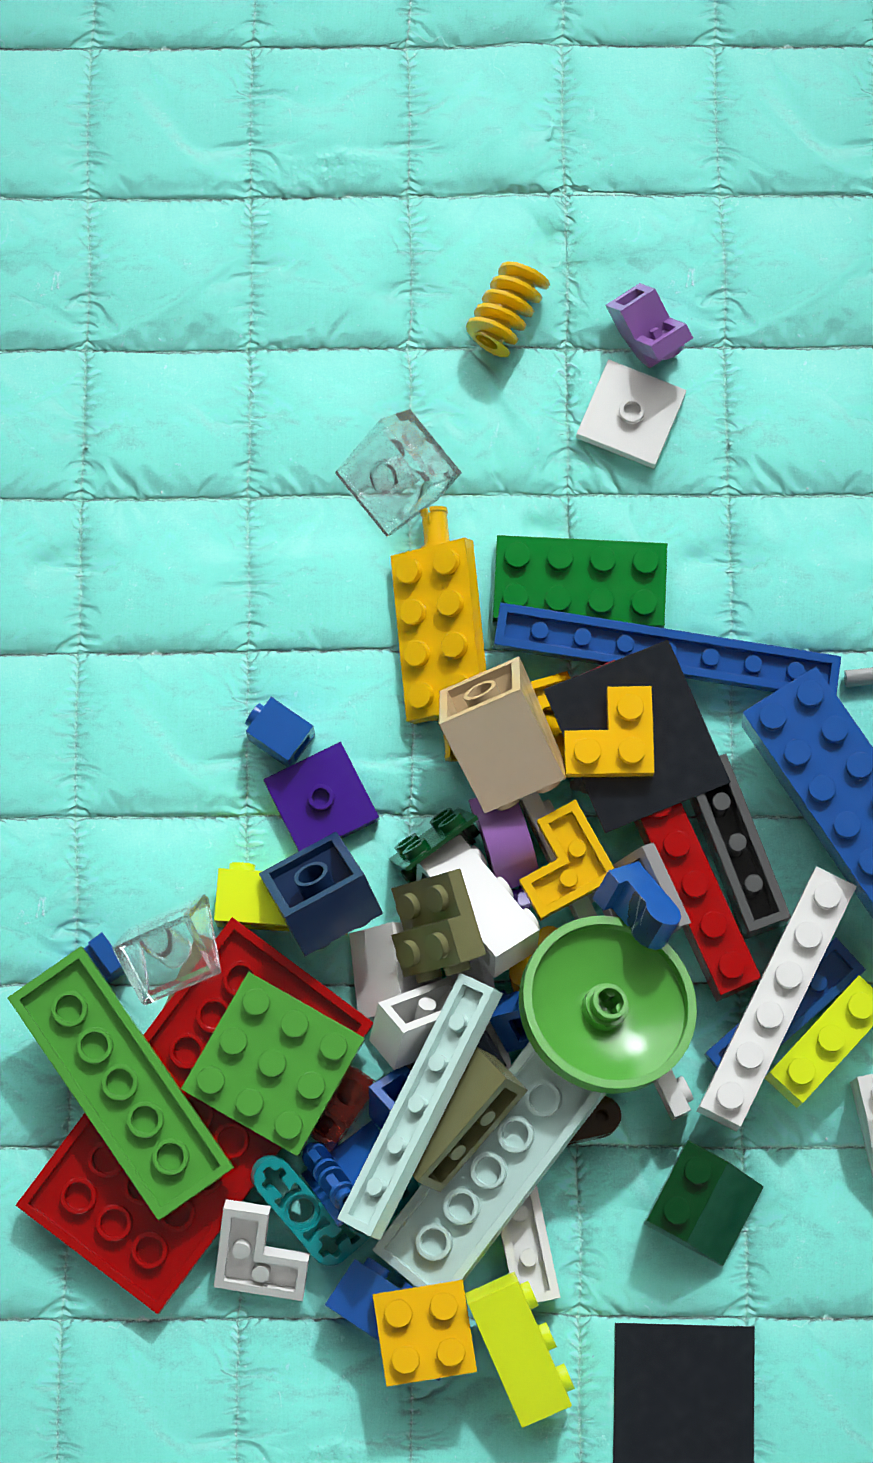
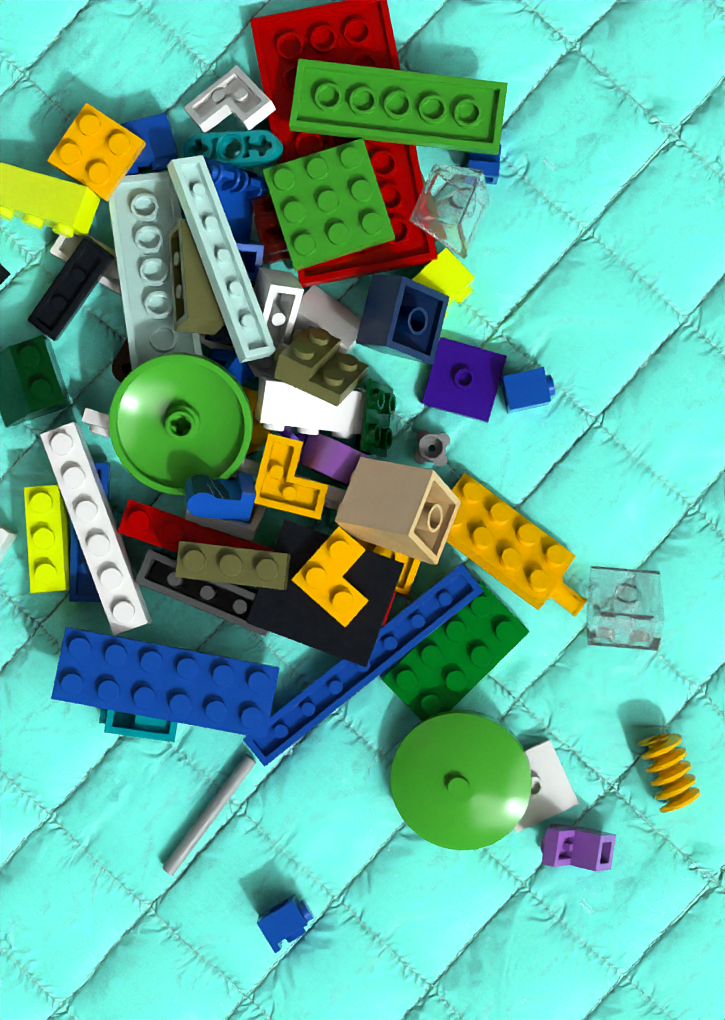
camera: 135 degrees right, 10 degrees up
(414, 759) = (425, 440): none -> light grey plate
(575, 1242) = (71, 288): none -> black tile
(686, 476) = (461, 780): none -> bright green dish
(691, 833) = (233, 565): none -> olive brick

